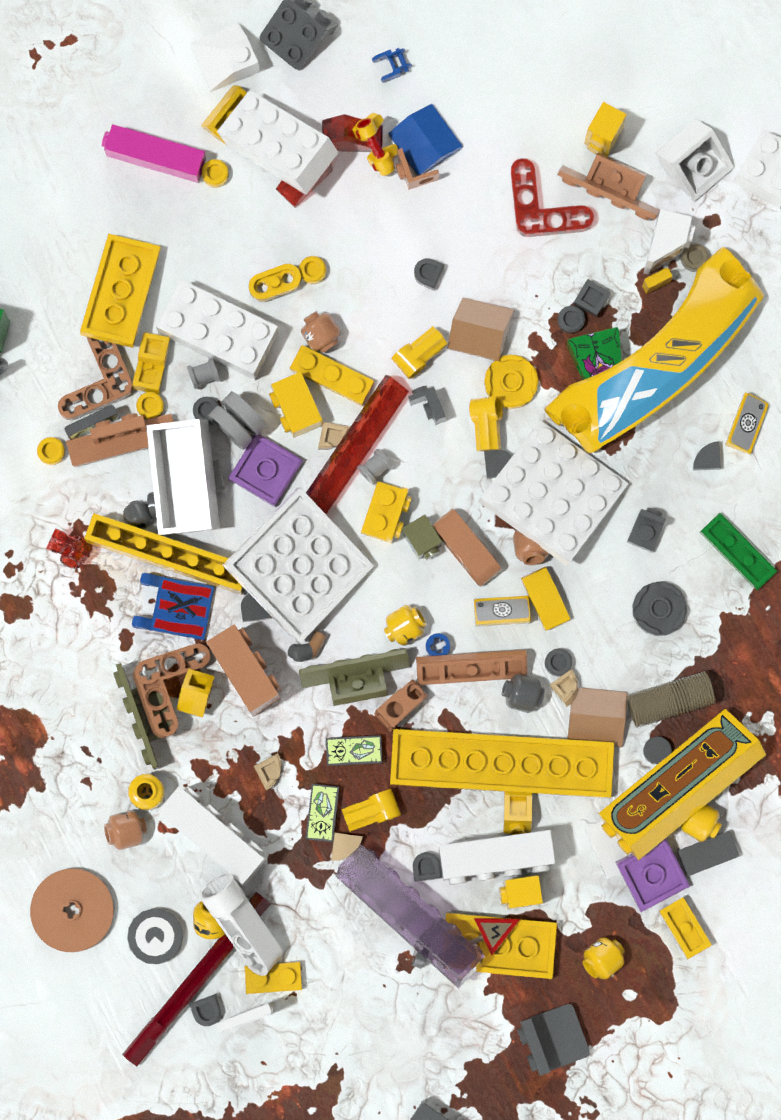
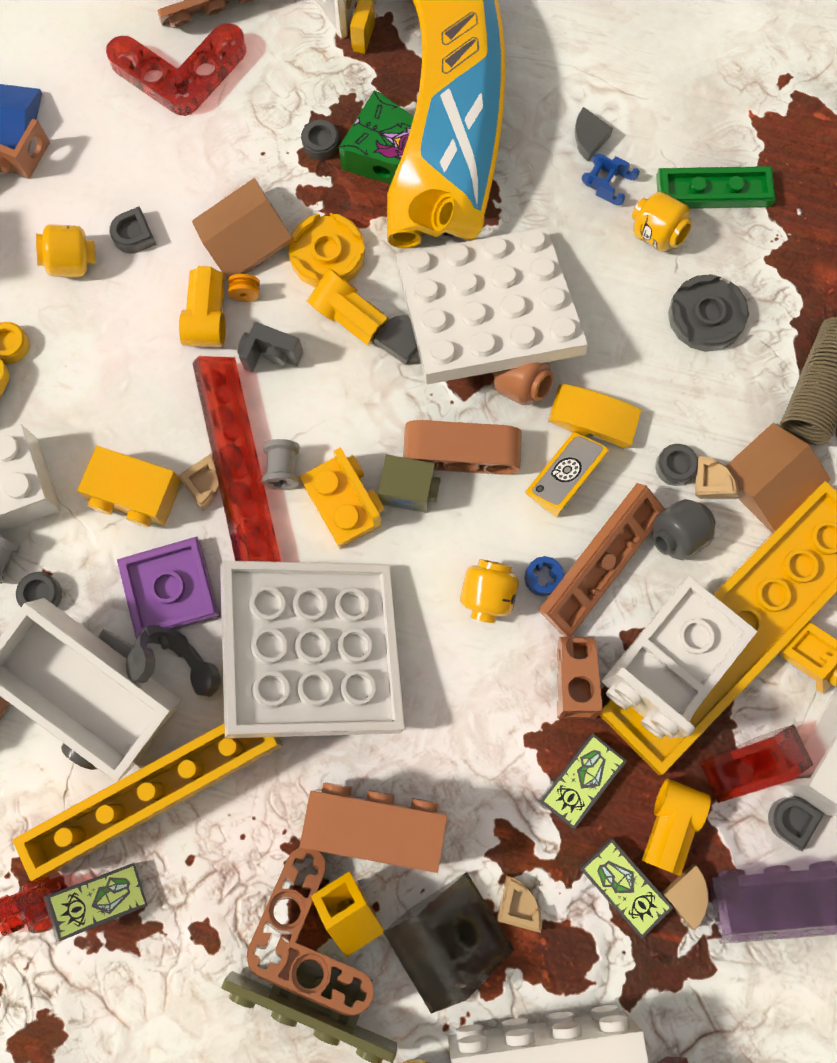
camera: 50 degrees left, 5 degrees down
(98, 575) = (95, 902): none -> tile
(137, 514) = (74, 783): dark grey piece -> none
(179, 608) = (227, 835): flag -> none
(221, 494) = (141, 660): none -> dark grey piece
(224, 750) = (449, 943): none -> clear smoke slope
(236, 420) = (79, 565): light grey wheel -> none
(252, 610) = (311, 750): dark grey tile -> none
(309, 650) = (417, 729): arm -> none
(320, 331) = (77, 389): nougat head -> none
(332, 375) = (138, 422): yellow plate -> none
(355, 678) = (501, 701): olive bracket -> none
(385, 253) = (64, 250): none -> yellow head
(436, 824) = (757, 764): none -> clear red slope
(450, 360) = (243, 287): none -> light orange piece
(450, 742) = (678, 660): none -> white bracket
(591, 298) = (318, 98): dark grey plate -> none
(646, 529) = (611, 250): dark grey bracket -> none
(685, 540) = (661, 221): none -> yellow head
(699, 489) = (613, 167): none -> blue piece
(746, 423) = (586, 70): slope -> none

